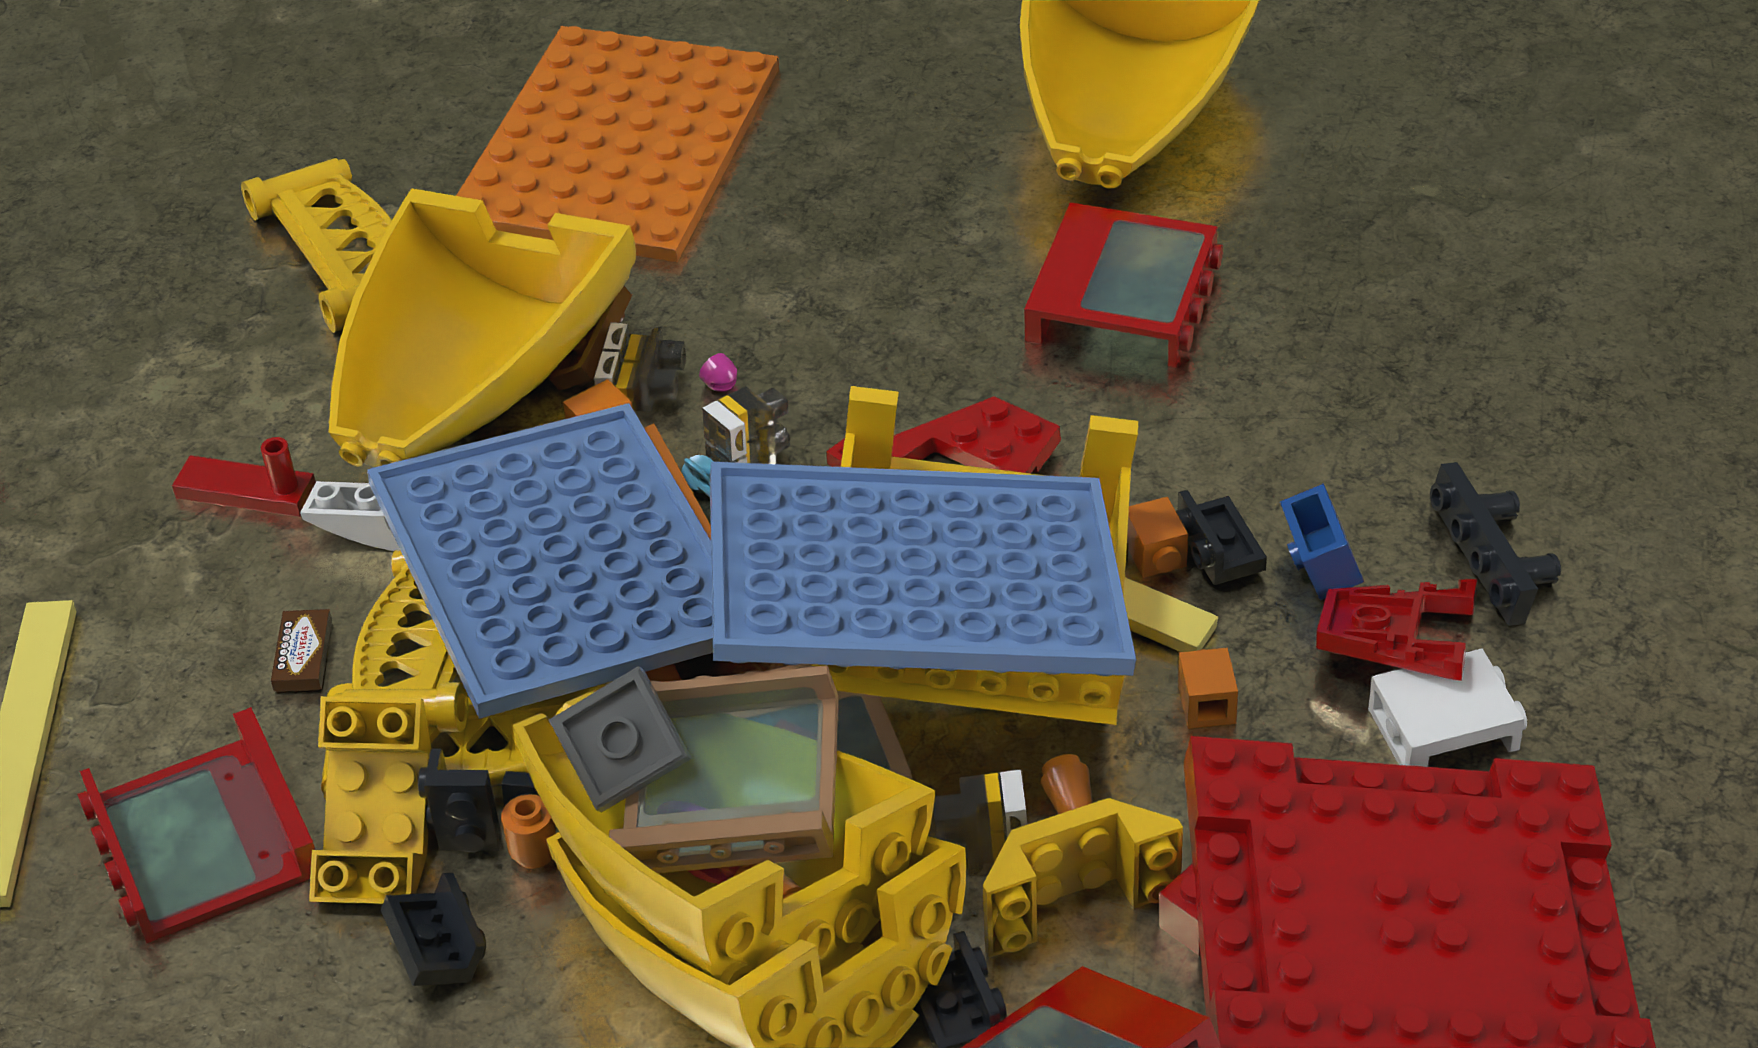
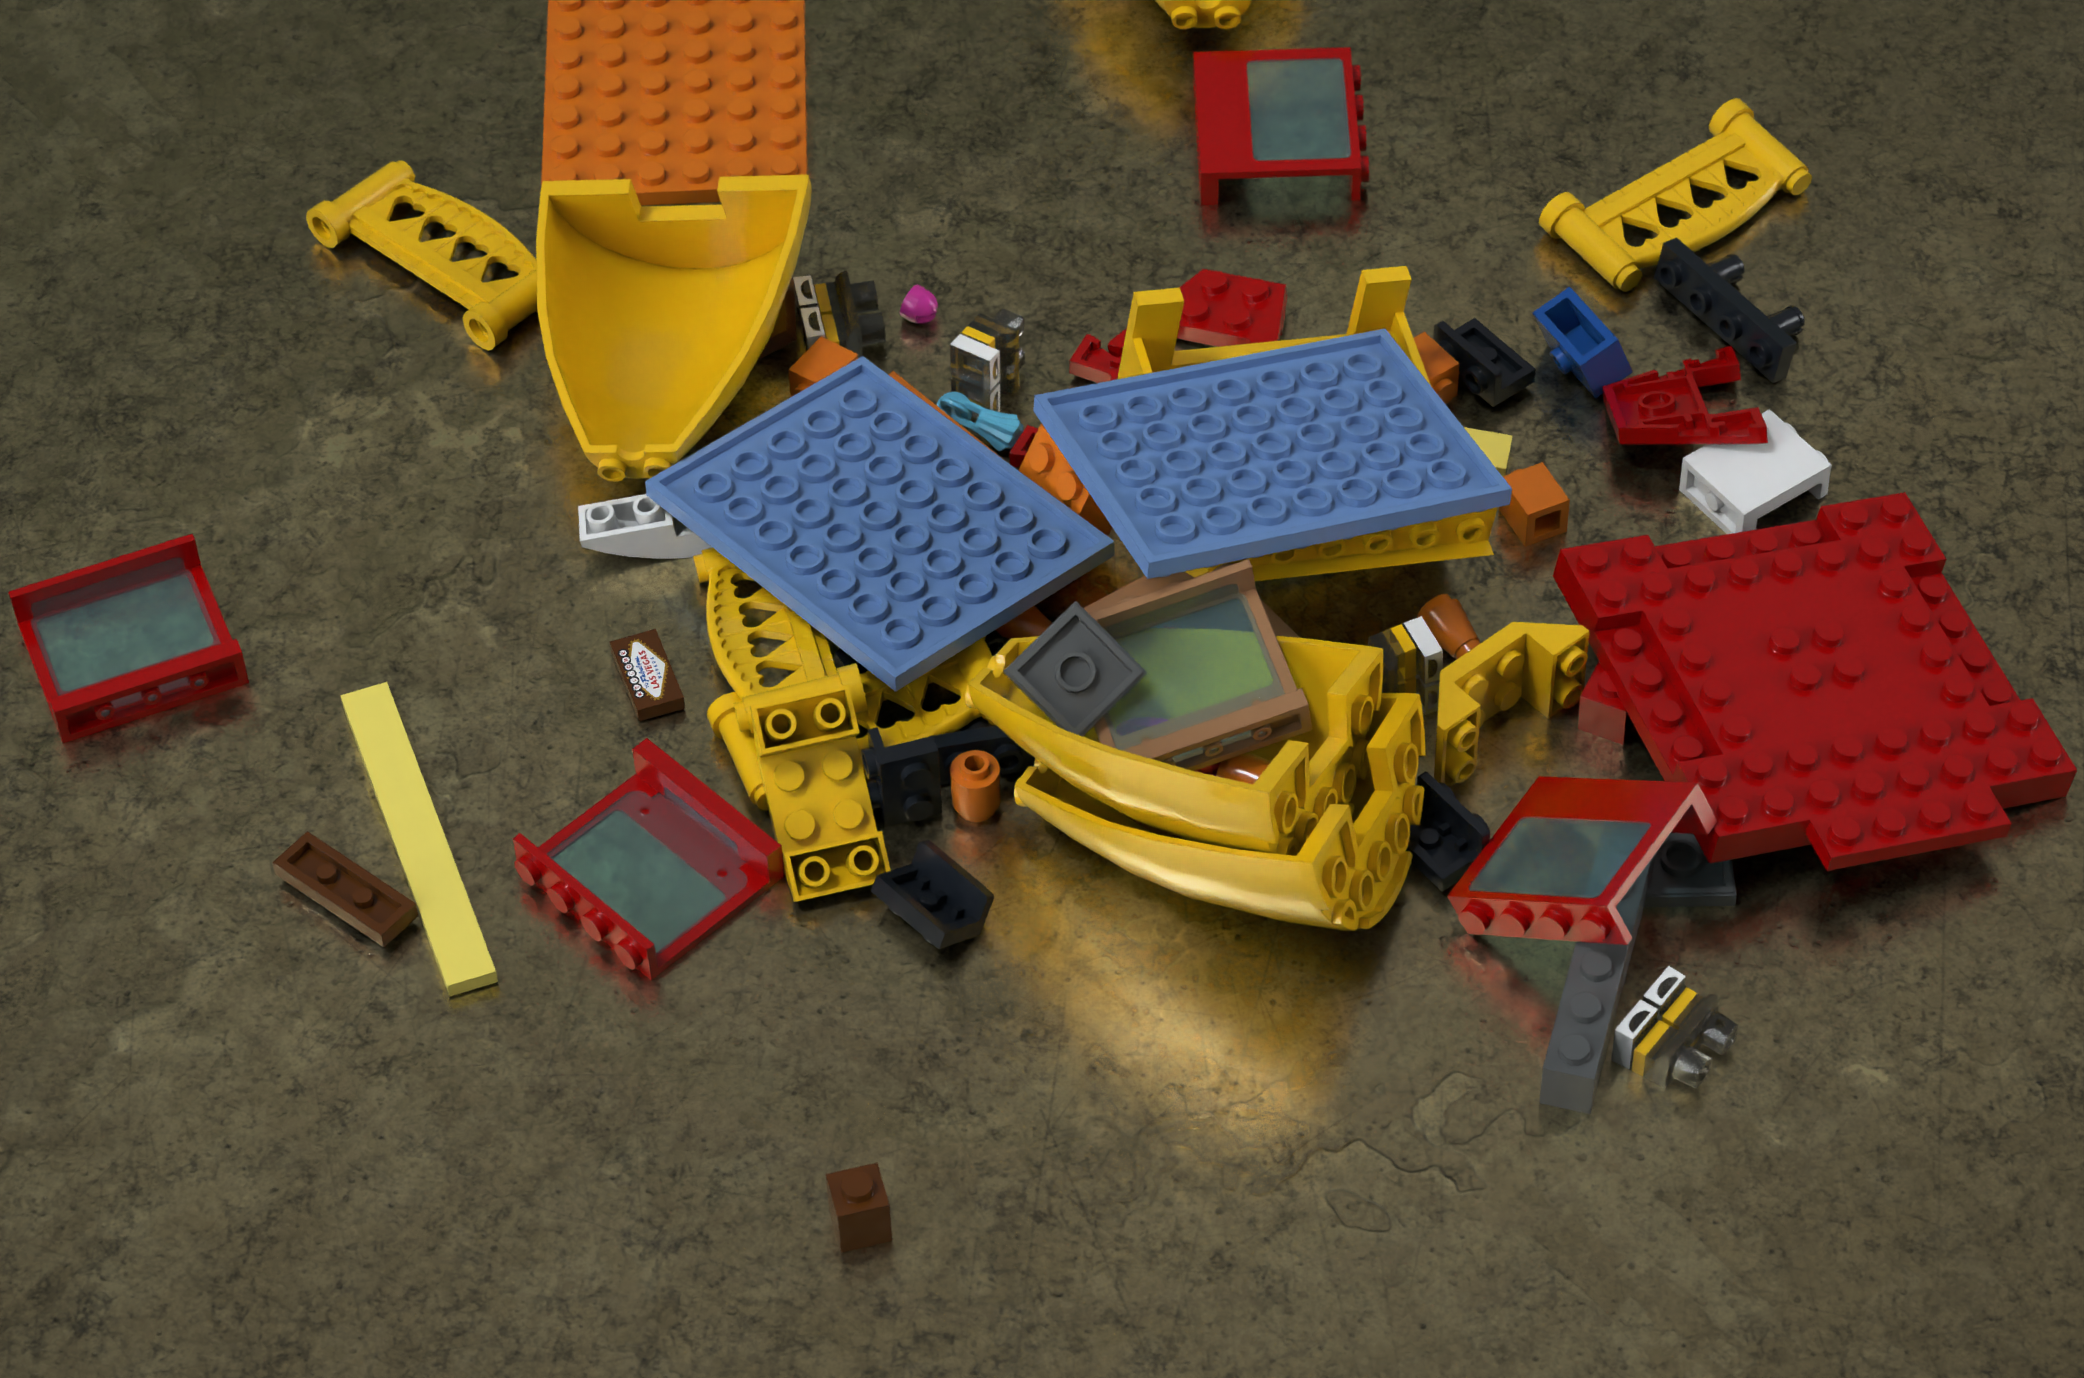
camera: 20 degrees left, 5 degrees up
(247, 486) = (495, 527): red piece -> none
(1563, 390) = (1737, 143): none -> yellow piece

